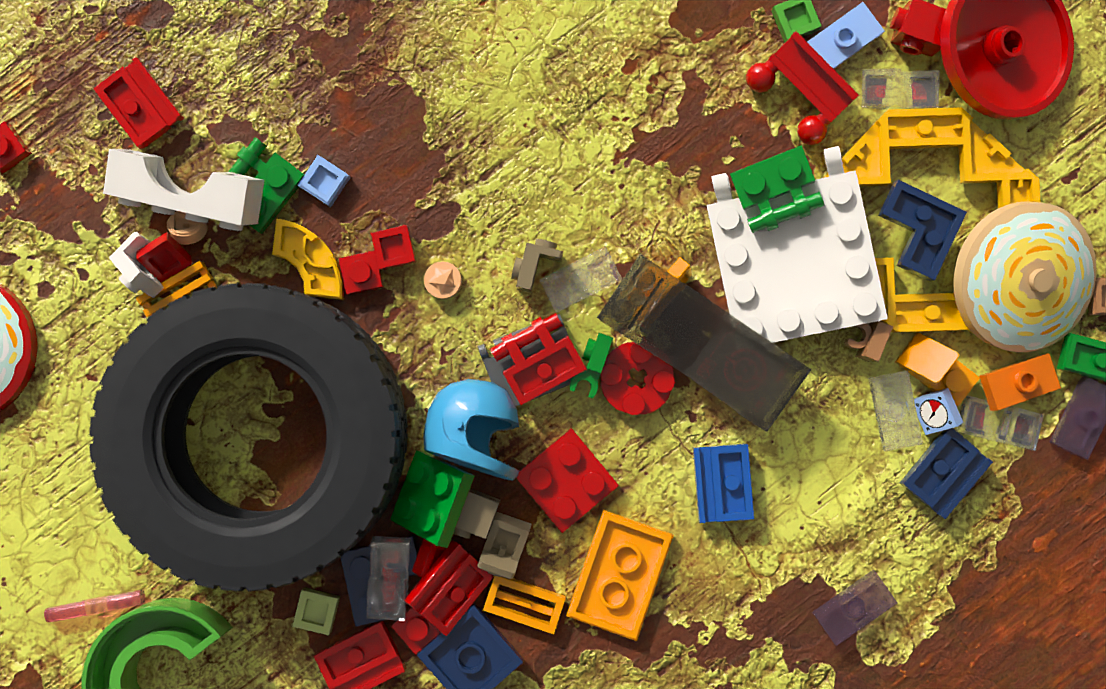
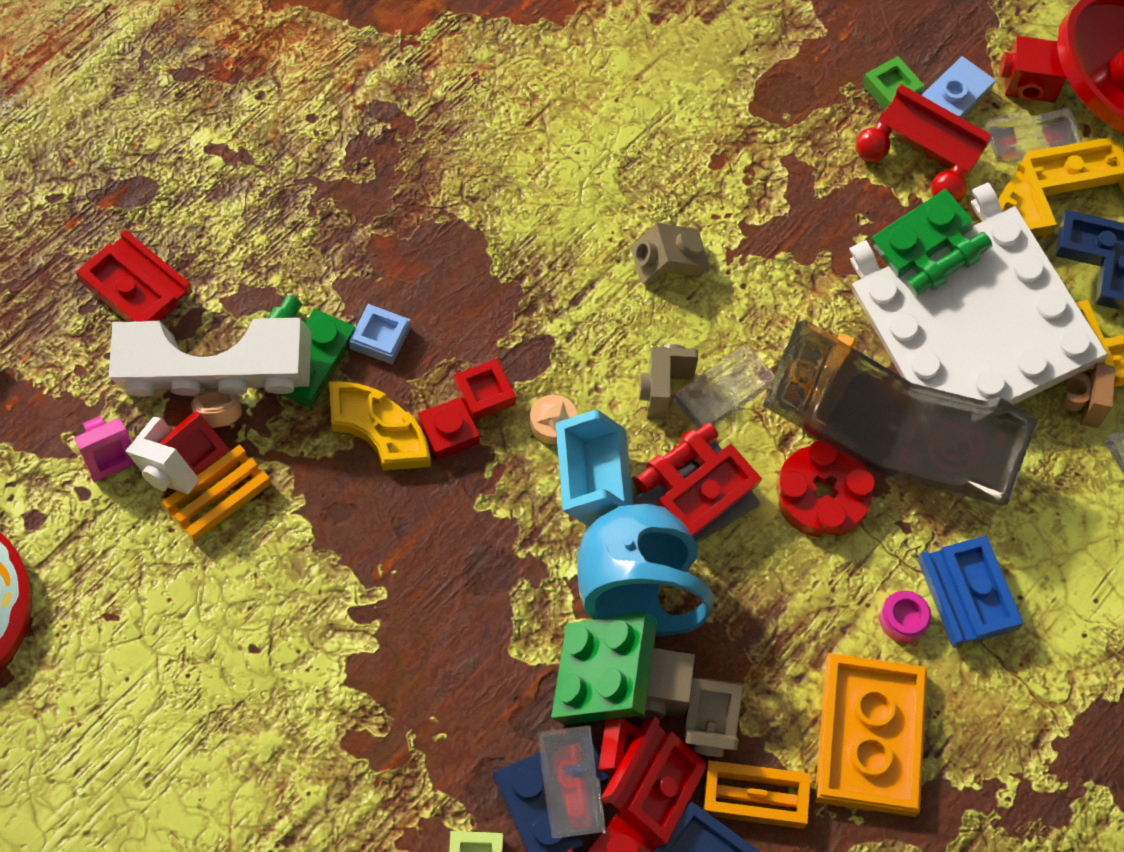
camera: 20 degrees left, 25 degrees down
(95, 245) = (104, 447): none -> dark pink tile
(146, 459) = (327, 492): black tyre -> none
(460, 336) = (593, 466): none -> medium azure panel
(566, 480) = (769, 628): red plate -> none
(567, 151) = (669, 250): none -> dark tan bracket
(595, 354) = (769, 465): green plate -> none
(670, 490) = (905, 616): none -> dark pink tile

